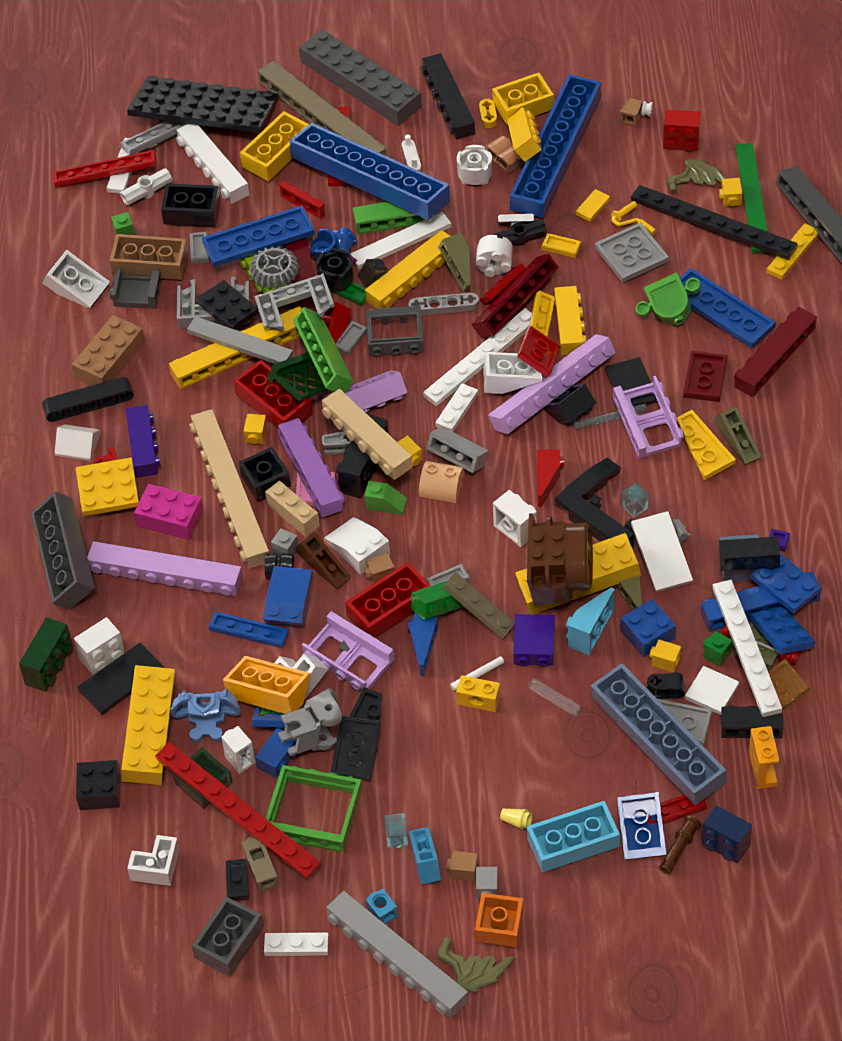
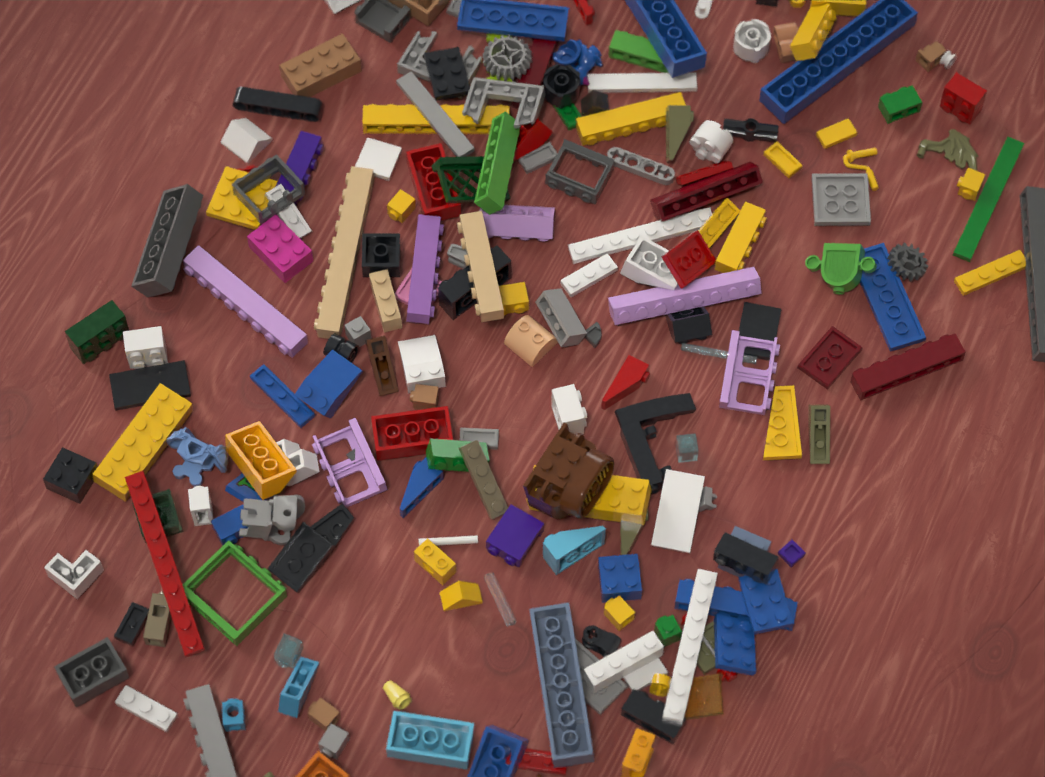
camera: 25 degrees right, 10 degrees up
(112, 459) = (259, 175): none -> dark grey window
(154, 475) = (289, 215): none -> white plate
(209, 398) = (379, 157): none -> white tile
(384, 498) = (470, 331): bright green slope -> none
(494, 452) = (593, 334): none -> dark grey tile
(514, 218) = (757, 113): white plate -> none
(517, 711) = (460, 595): none -> yellow slope
(630, 159) = (899, 104): none -> green brick
(699, 688) = (623, 662): none -> white brick
(714, 222) = (936, 207): black plate -> none
(720, 272) = (907, 262): none -> dark grey gear
(742, 692) = (660, 685): none -> yellow beam

